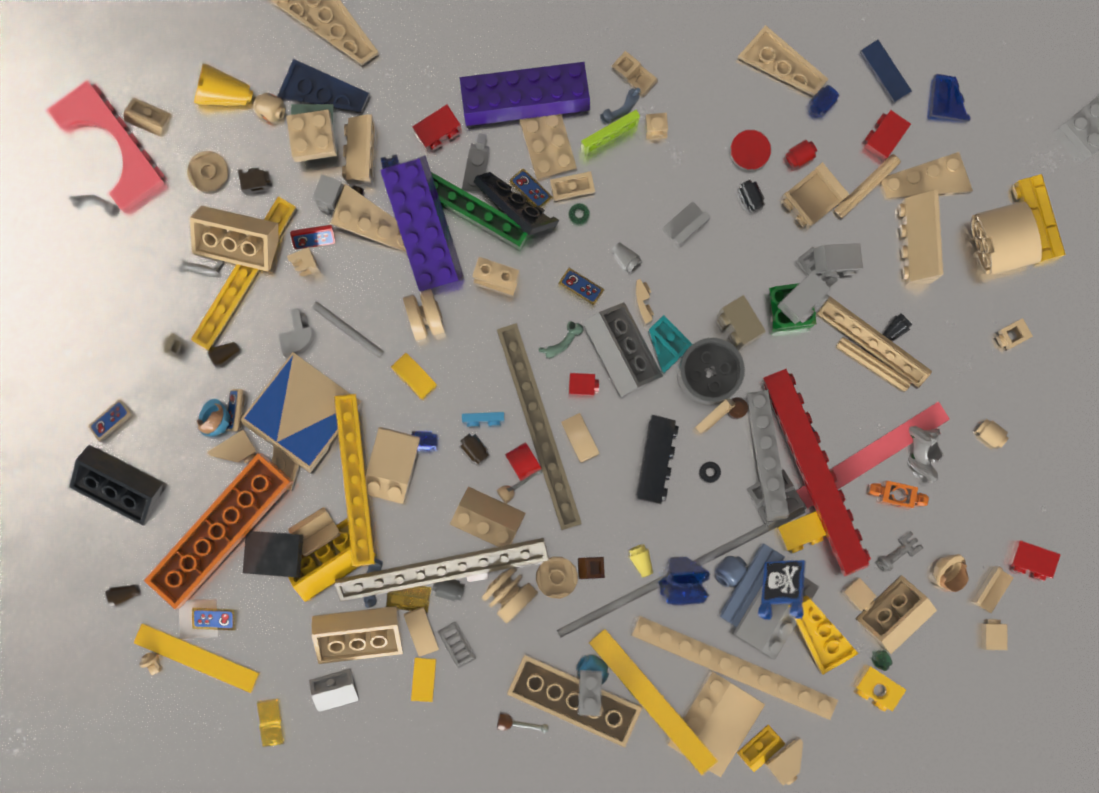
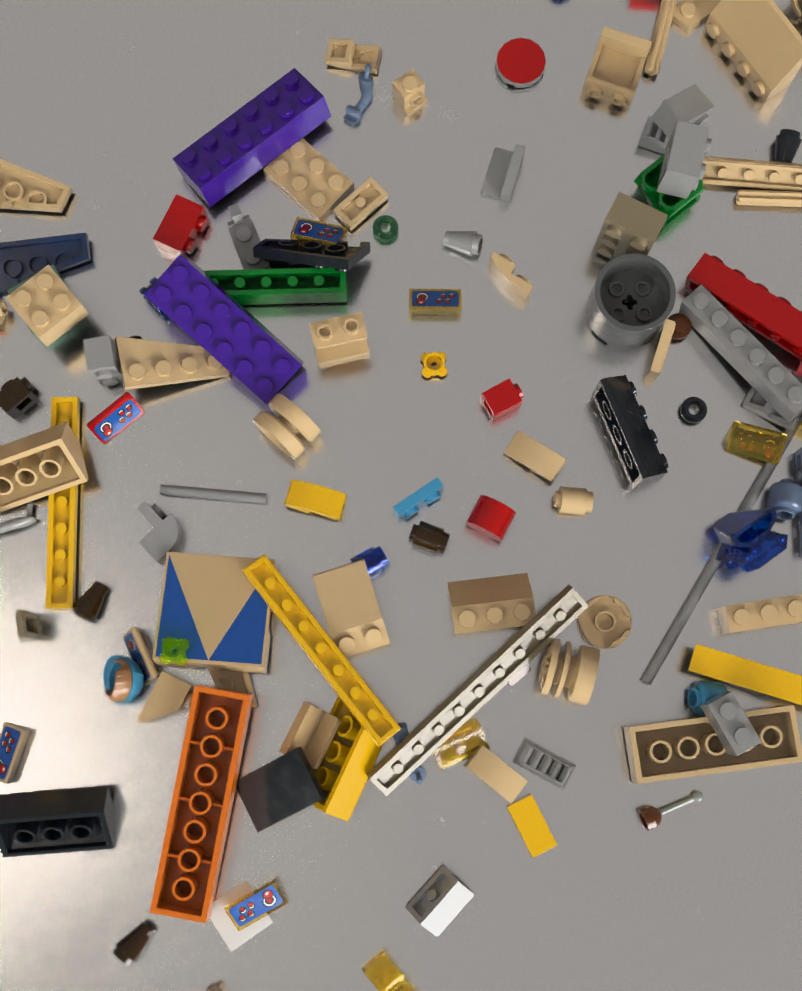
camera: 30 degrees left, 5 degrees down
(196, 658) = (262, 962): yellow tile -> none
(264, 422) = (173, 643): none -> clear neon green plate
(304, 260) = (119, 444): tan hinge -> none
(356, 635) = (427, 822): tan slope -> none
(359, 150) = (110, 296): tan slope -> none
(449, 589) = (499, 707): dark grey brick -> none
(507, 492) = (494, 563): tan hinge -> none
(539, 426) = (484, 472): dark tan plate -> none
(550, 325) = (434, 357): none -> yellow plate
(574, 329) = (449, 381): sand green piece -> none
(587, 483) = (573, 500): none -> tan brick
(591, 568) = (634, 589): reddish brown slope -> none
(610, 132) = (366, 123): lime tile -> none
(622, 349) = (519, 338): light grey slope -> none
(641, 559) = (681, 545): light yellow cone -> none
(668, 343) = (563, 303): teal wing -> none
(738, 520) = (756, 442): none -> clear yellow slope
(751, 195) = (552, 104): black brick -> none
(801, 153) = (575, 34): red brick -> none

